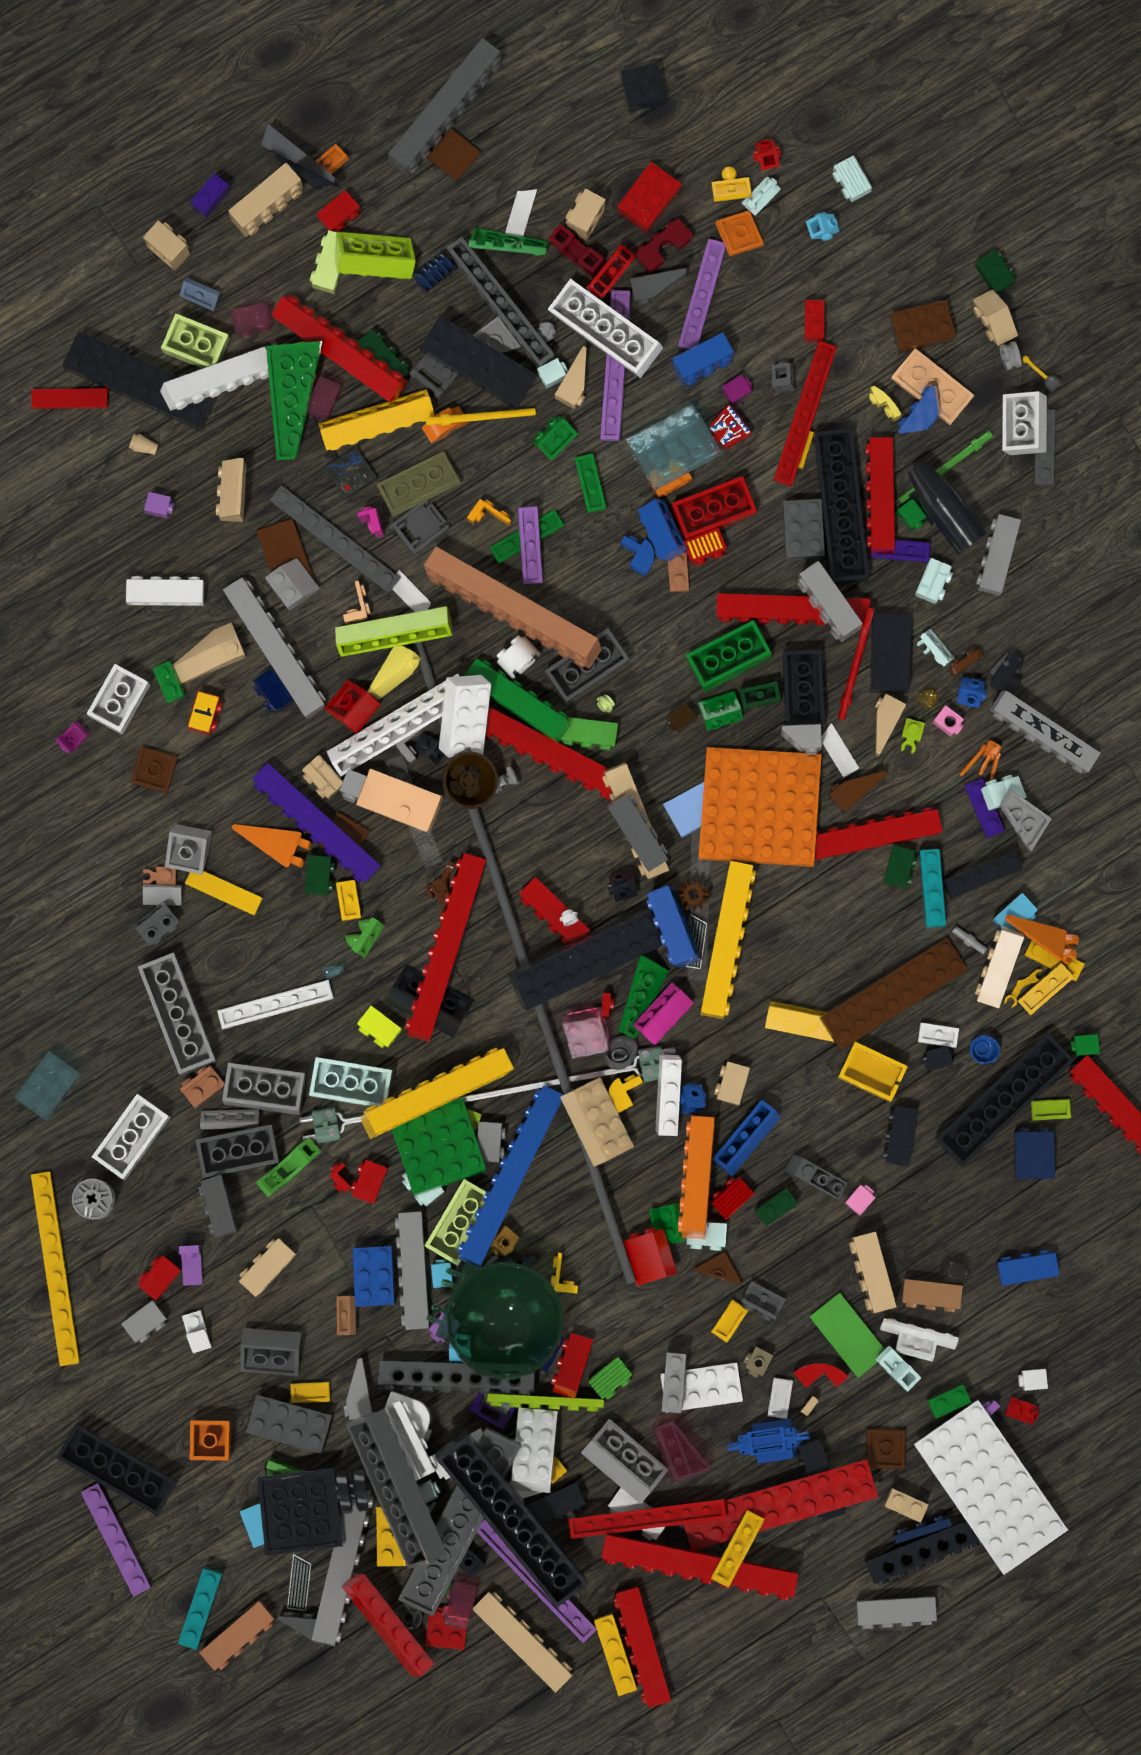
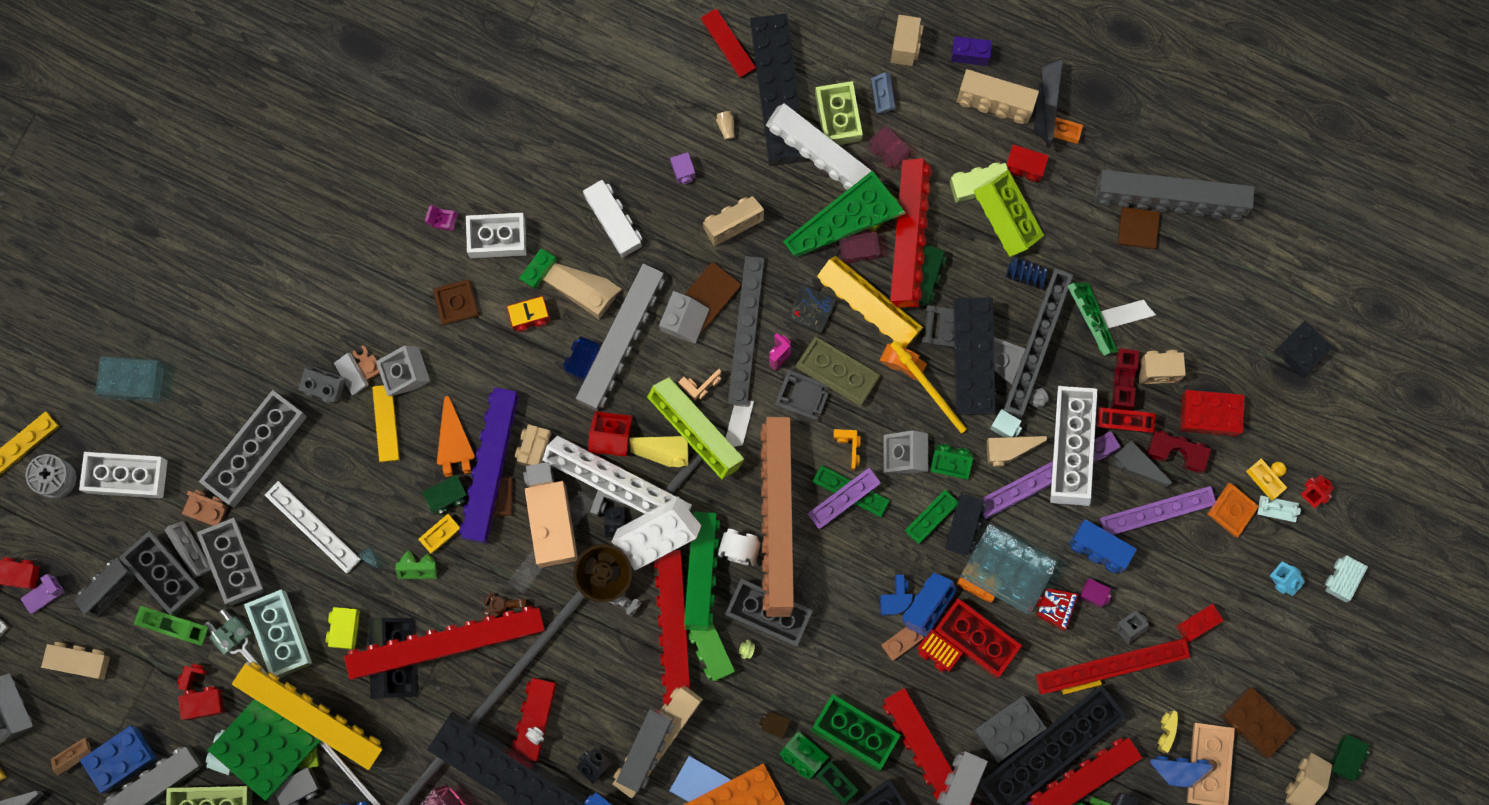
camera: 55 degrees right, 5 degrees down
(523, 470) = (906, 452): none -> light grey slope
(613, 459) = (965, 523): none -> black brick

